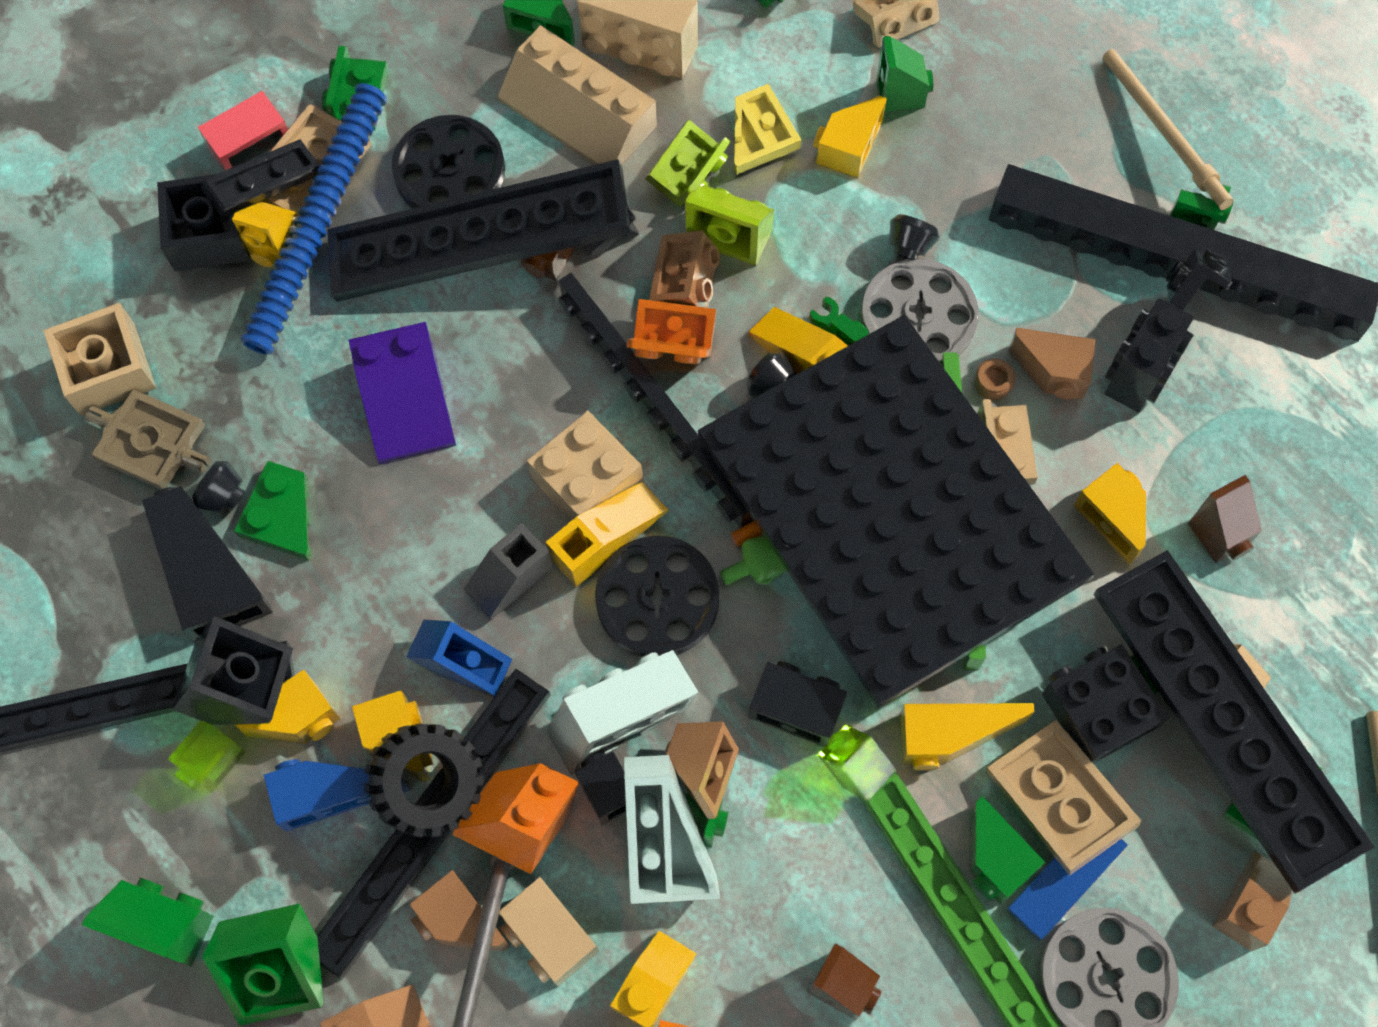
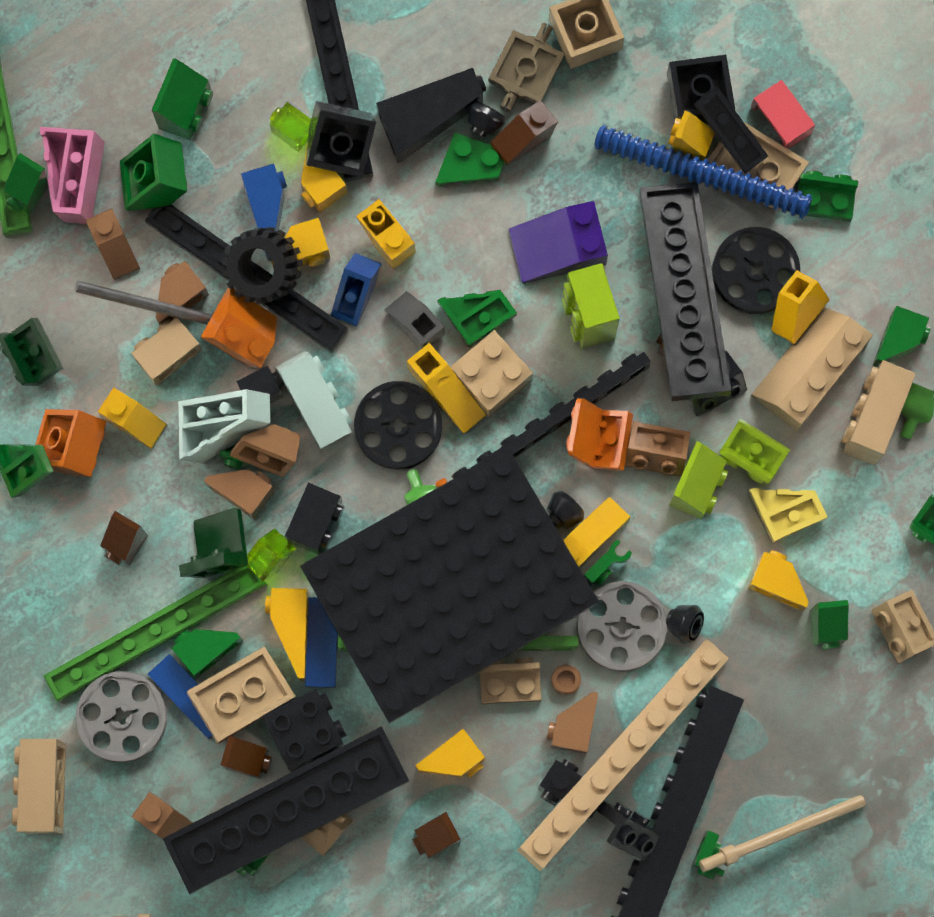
camera: 90 degrees right, 10 degrees up
(243, 434) = (524, 132): none -> reddish brown slope
(380, 613) = (386, 234): none -> yellow slope
(498, 333) = (591, 306): none -> lime brick
(499, 495) = (477, 314): none -> green wing
(500, 113) = (798, 306): none -> yellow slope
(759, 806) = (242, 489): none -> medium nougat slope
(846, 837) = (218, 544): none -> dark green bracket
(977, 686) = (321, 647): none -> blue tile
(1113, 288) = (622, 755): none -> tan plate
(1155, 785) = (246, 758): none -> reddish brown slope

